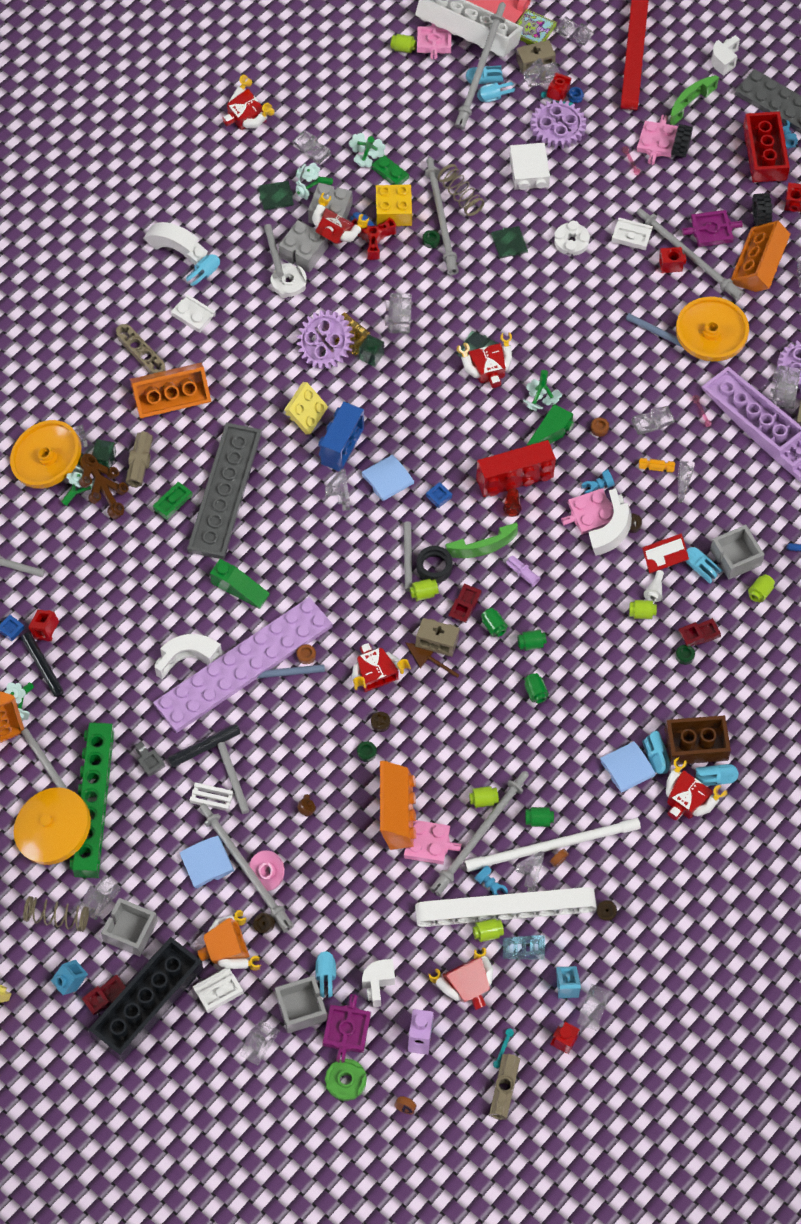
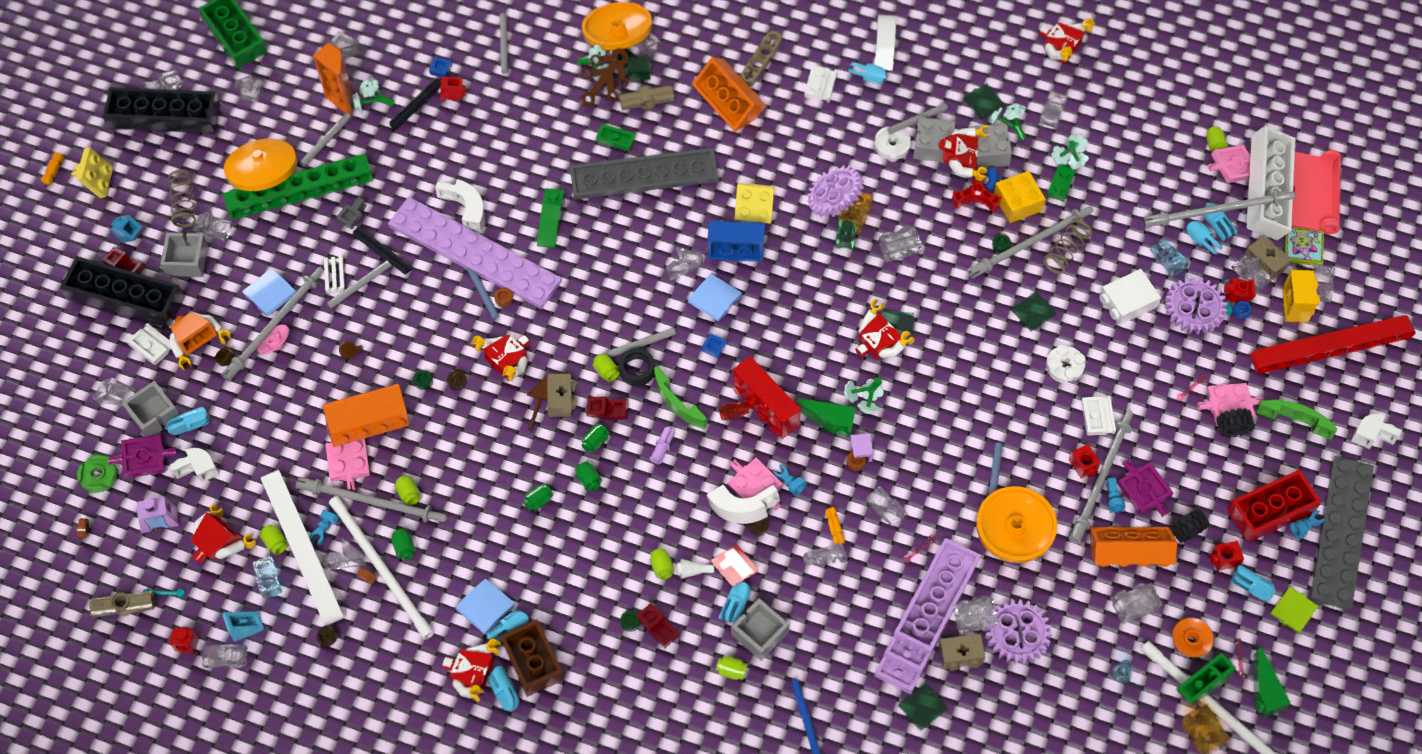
camera: 70 degrees right, 0 degrees up
(501, 119) = (1172, 269): none -> clear light blue slope
(585, 48) = (1300, 296): none -> yellow brick
(591, 413) = (862, 446): none -> lavender panel
(702, 251) = (1115, 502): none -> dark azure piece

